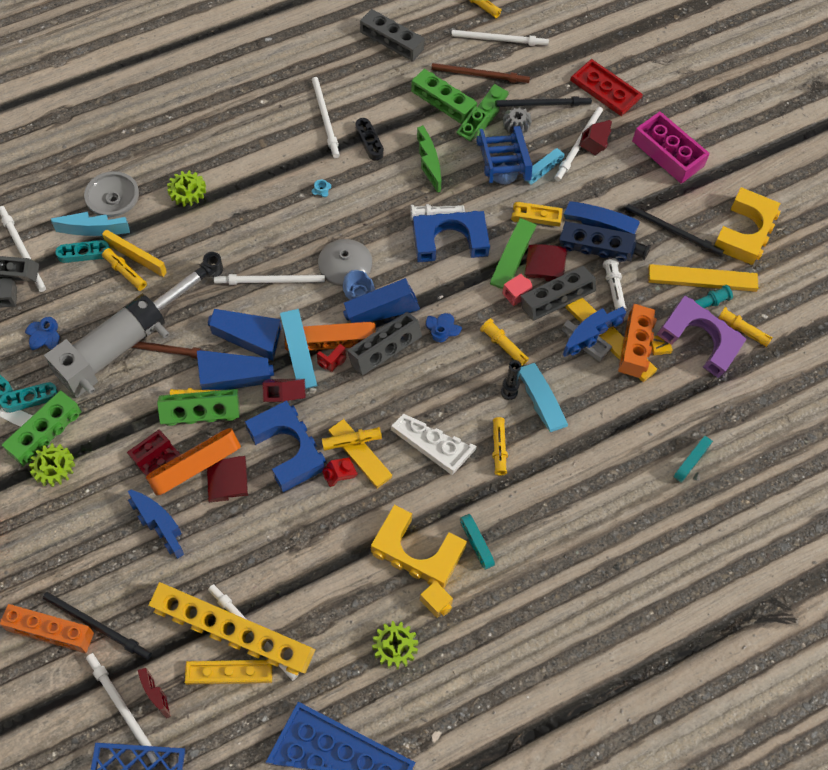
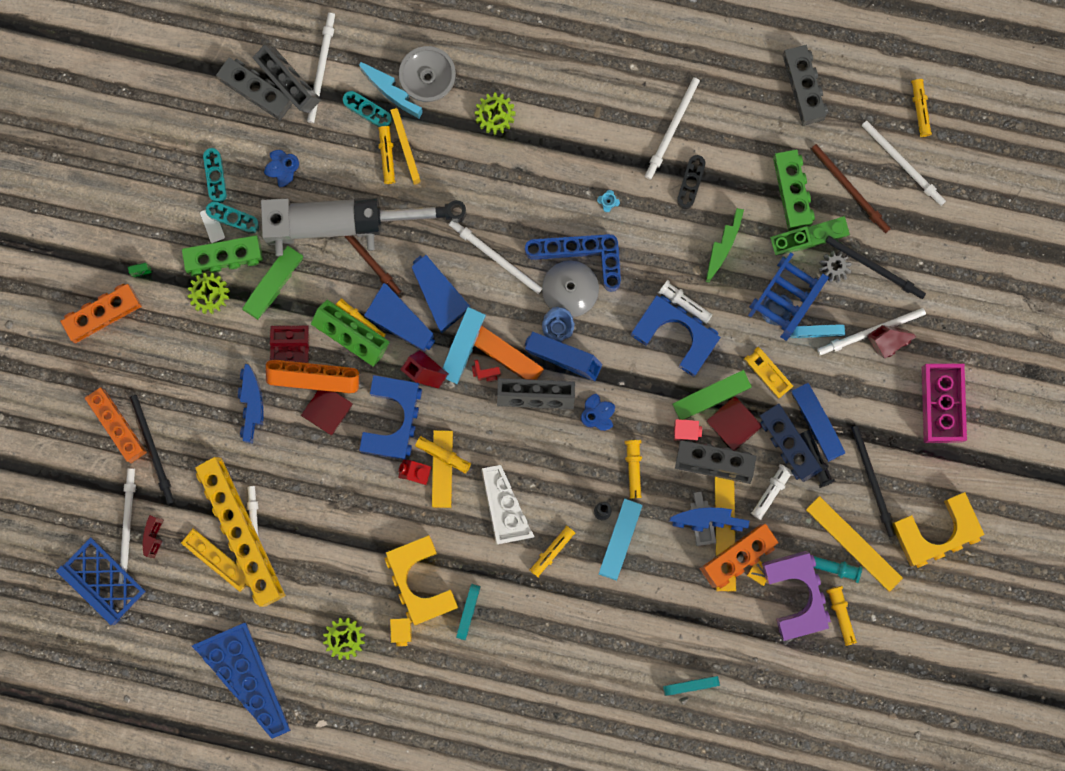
camera: 45 degrees right, 20 degrees up
(102, 419) = (272, 283): none -> bright green slope
(330, 229) = (581, 250): none -> blue beam
(606, 87) = (952, 293): red tile -> none

